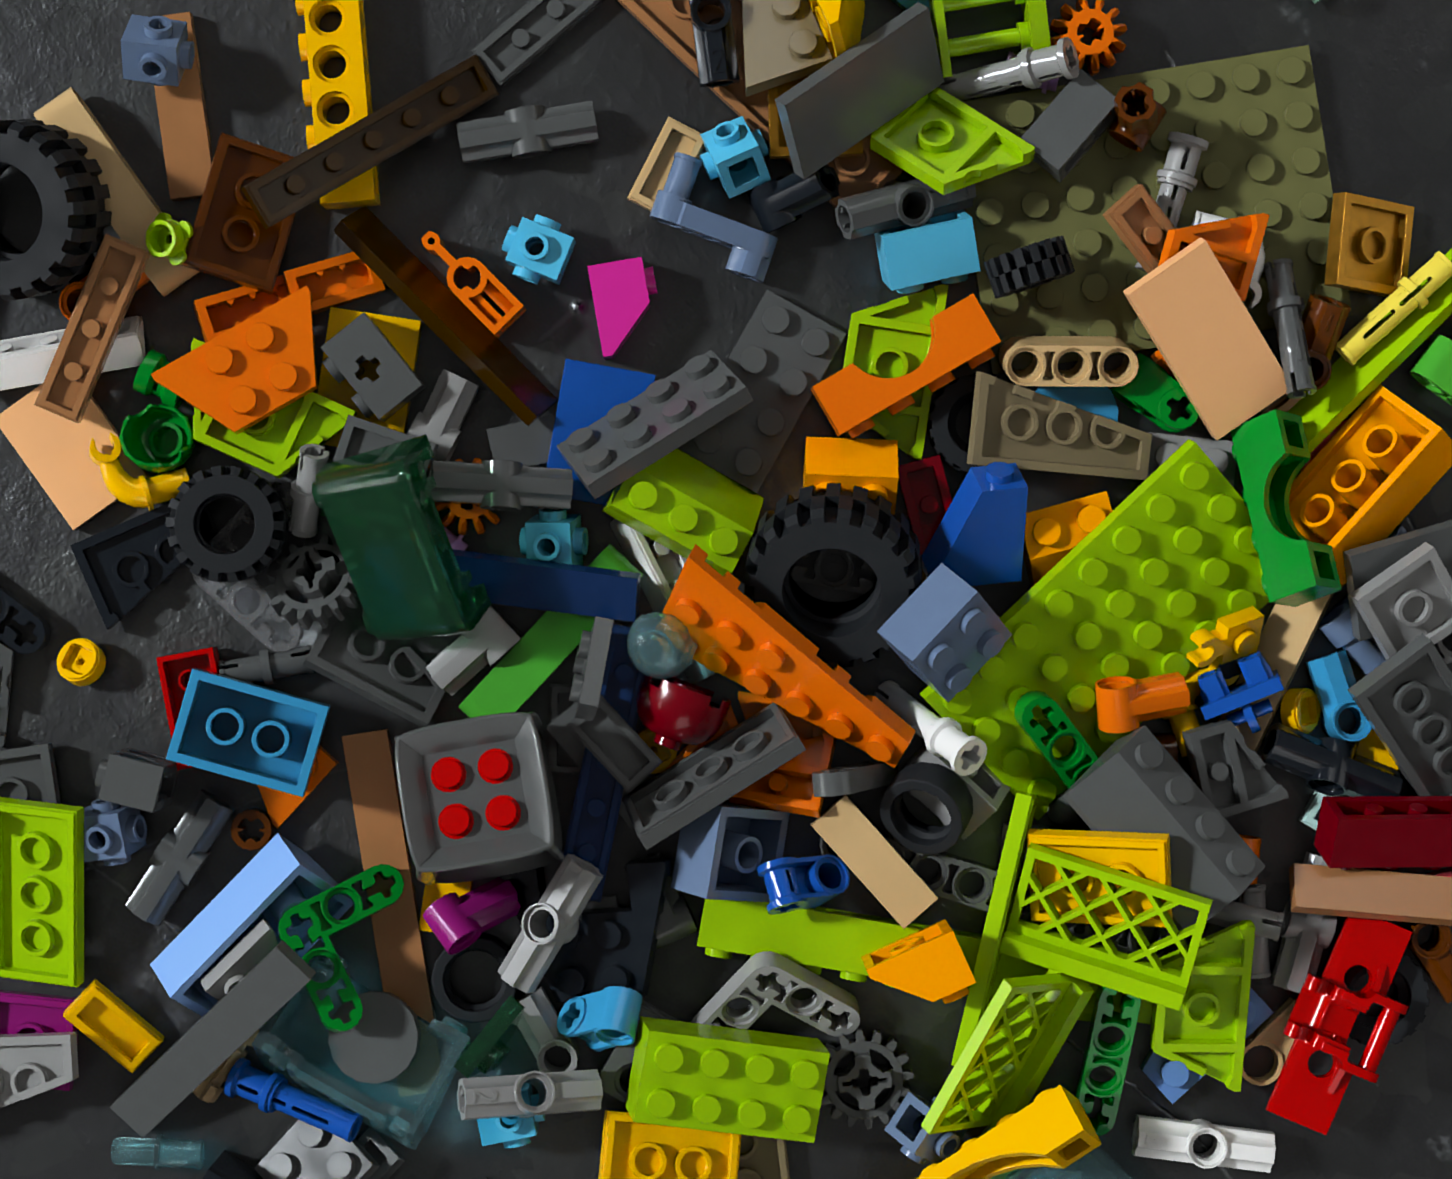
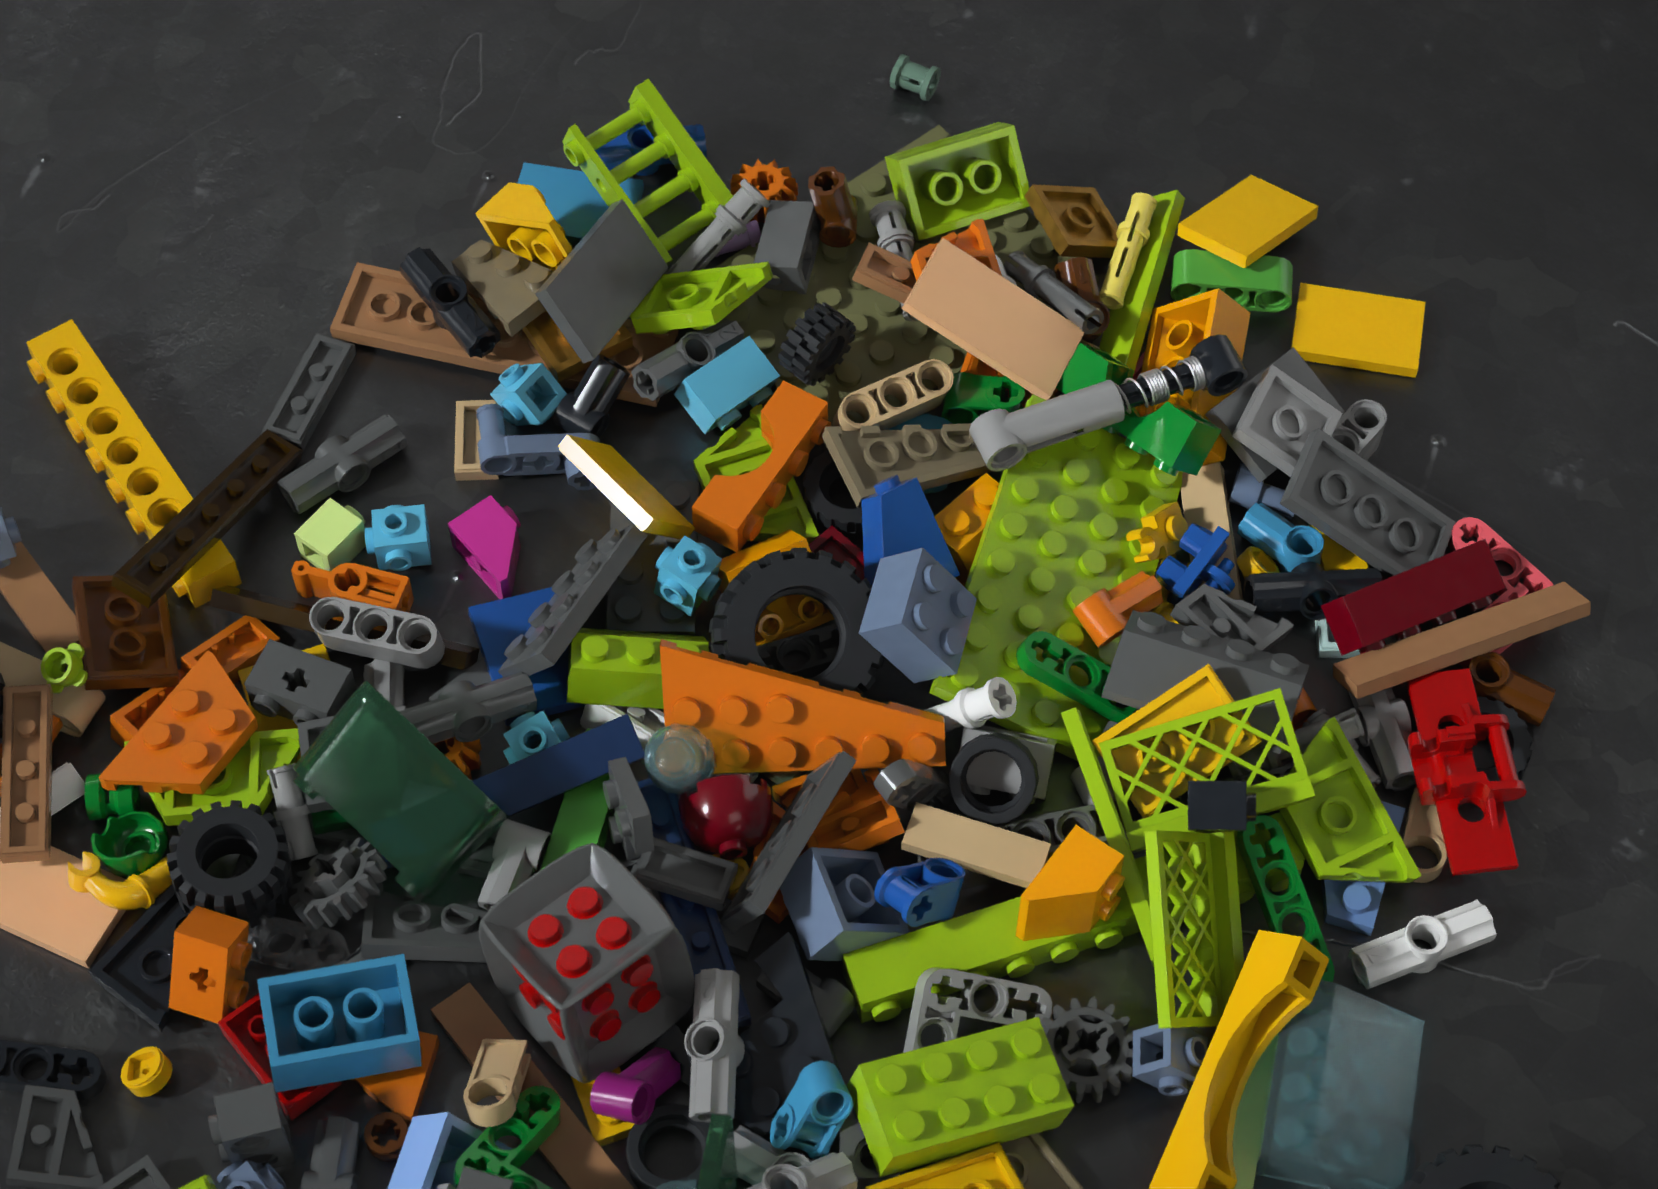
camera: 25 degrees left, 30 degrees down
(169, 608) = (209, 965): none -> orange brick
(364, 838) = (500, 1072): none -> tan piece
(440, 357) = (362, 618): none -> light grey beam
(480, 211) = (331, 536): none -> yellowish green brick
(757, 448) = (687, 575): none -> medium azure brick
(764, 330) = (625, 487): none -> yellow tile
(1088, 978) = (1220, 806): none -> black brick
(1249, 504) = (1008, 437): none -> piece
(1282, 139) = (960, 179): none -> lime slope

